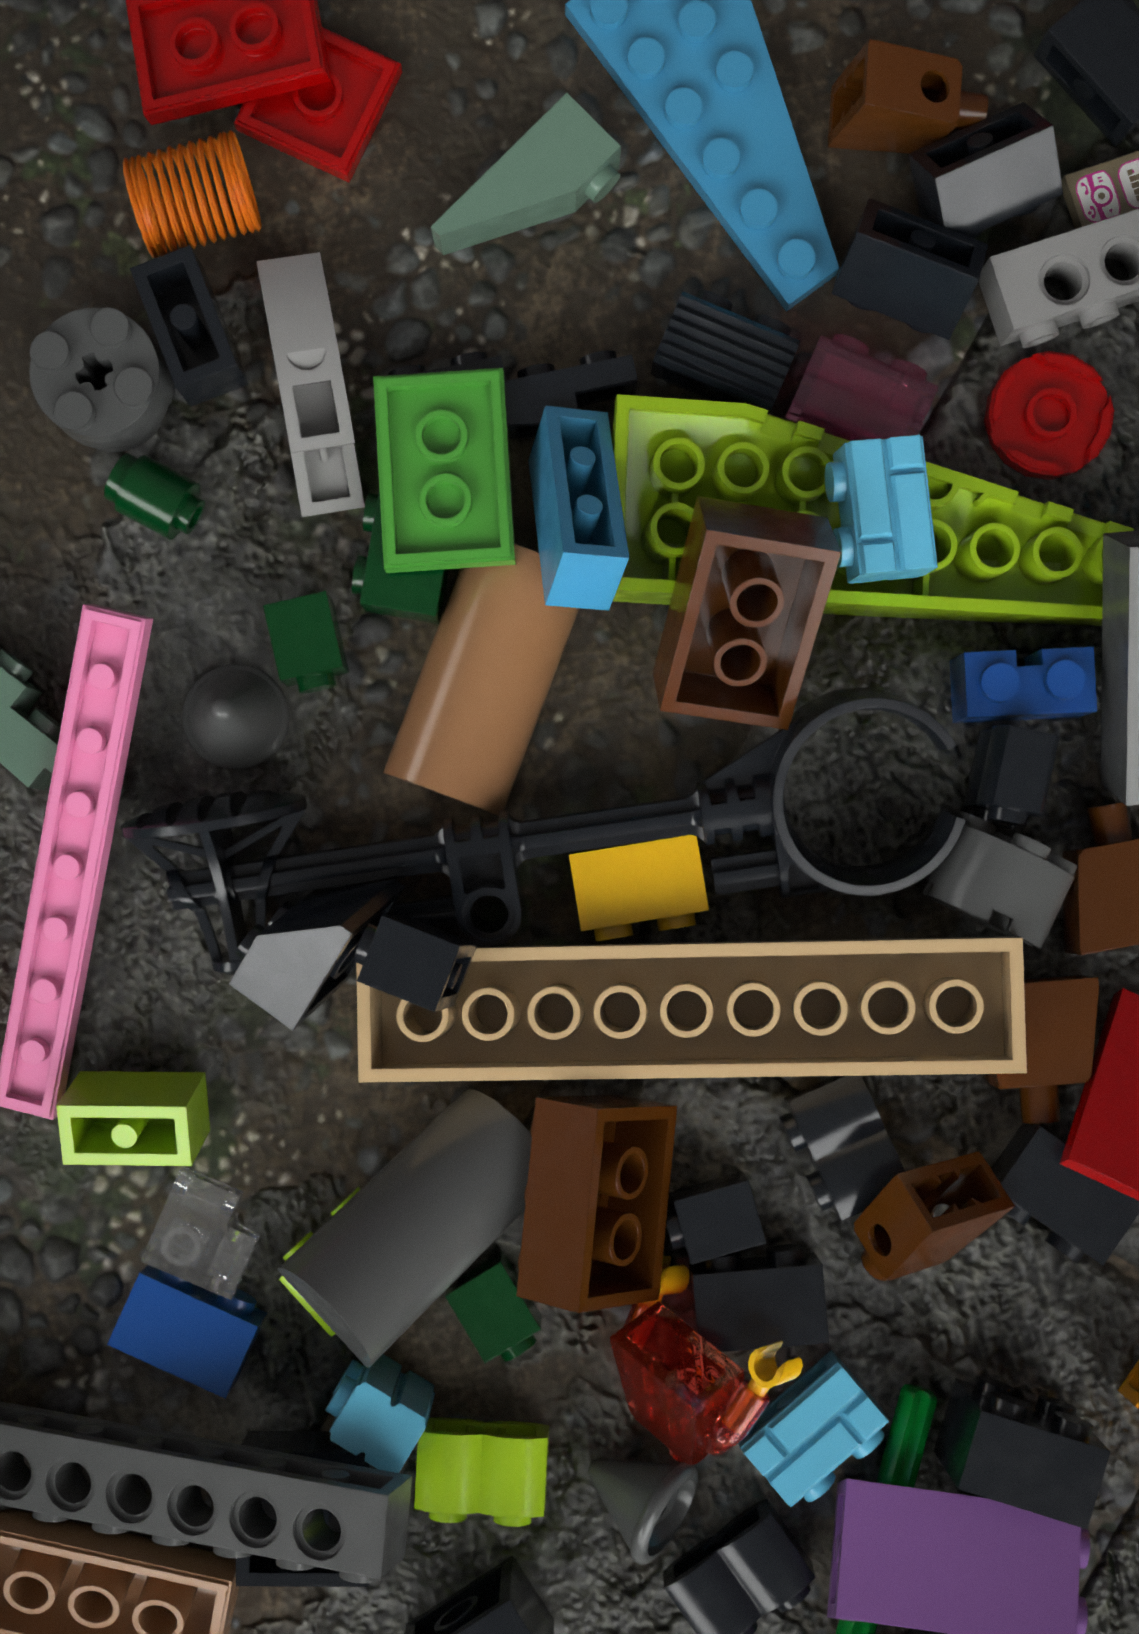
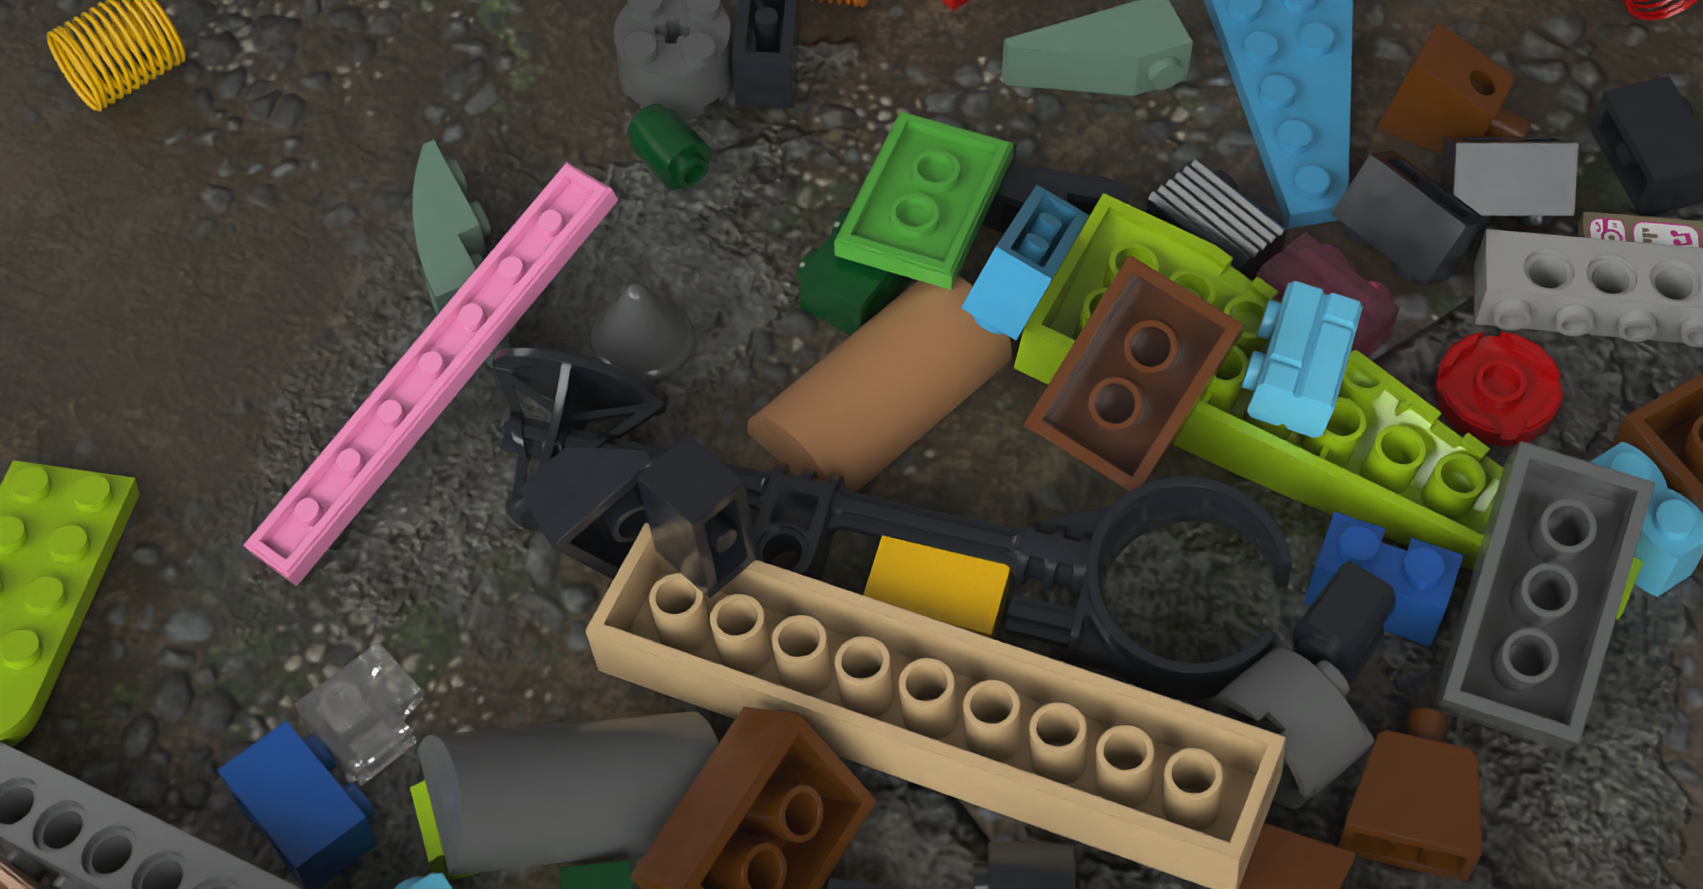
camera: 30 degrees right, 30 degrees down
(133, 1118) = (363, 593): lime brick -> none
(306, 642) = (737, 295): dark green brick -> none
(311, 384) = (842, 120): light grey slope -> none

